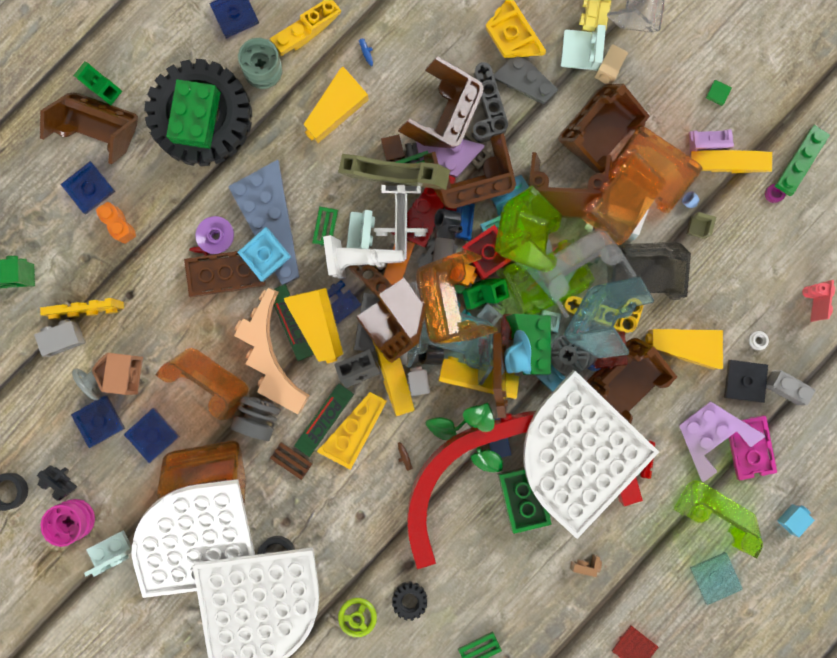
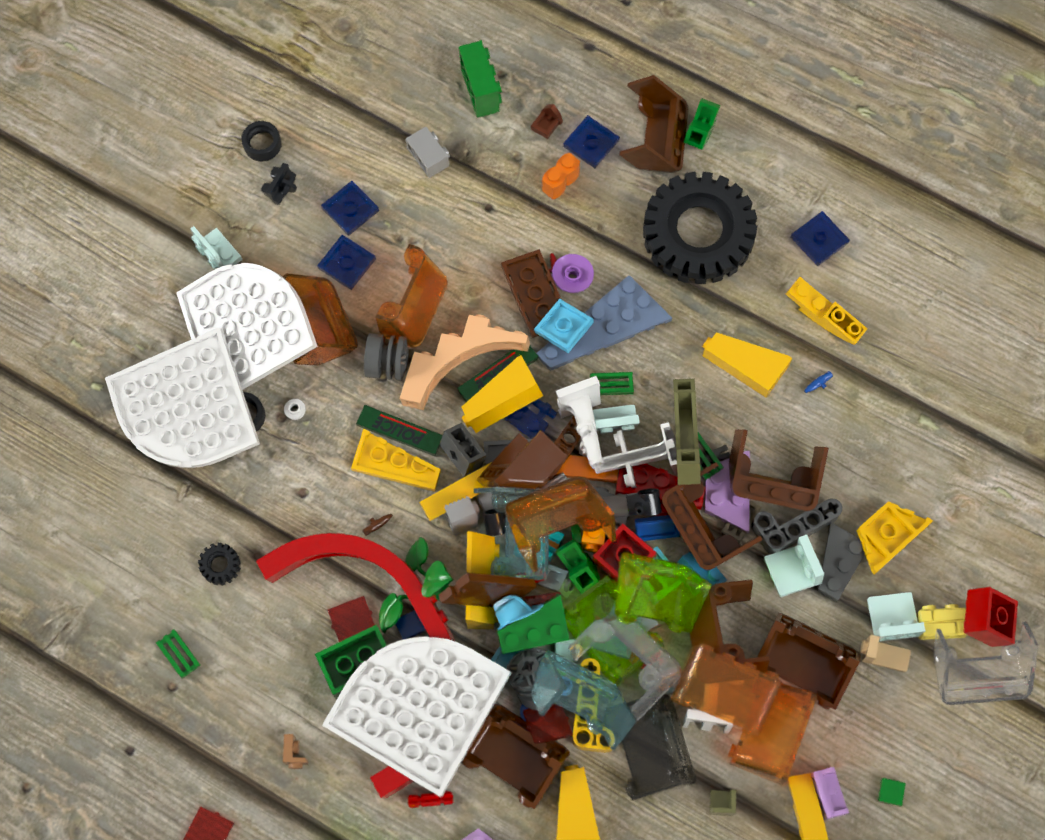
camera: 80 degrees right, 15 degrees down
(56, 222) = (547, 121): none -> copper tile
(67, 522) = (241, 202): dark pink wheel -> none
(109, 305) = (466, 172): yellow wing -> none
(113, 374) = (401, 208): nougat piece -> none
(193, 114) = (693, 218): green brick -> none
(259, 53) = (770, 274): sand green wheel -> none
(283, 502) = (294, 415): none -> white plate
(287, 467) = (354, 390): reddish brown tile -> none
(357, 624) = (188, 506): lime piece -> none
(392, 148) = (716, 432): reddish brown brick -> none
(483, 494) = (351, 618): none -> clear red piece
(525, 116) = (795, 568): none -> light aqua bracket
(690, 199) = (751, 785): light blue hinge -> none

